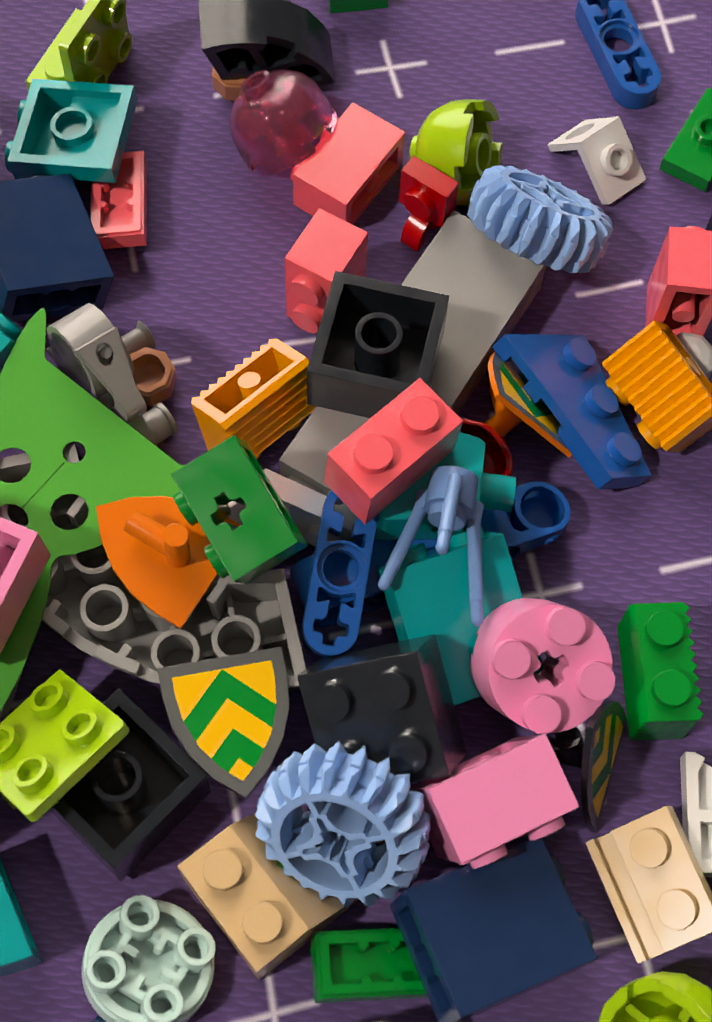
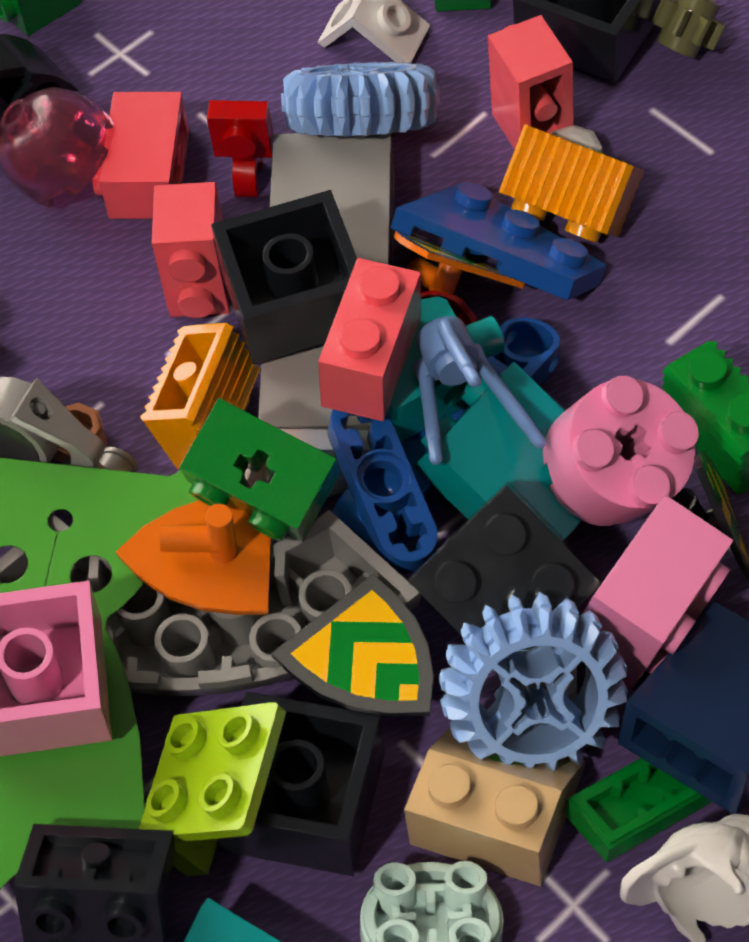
camera: 20 degrees left, 10 degrees down
(459, 143) = (237, 72): lime cylinder -> none

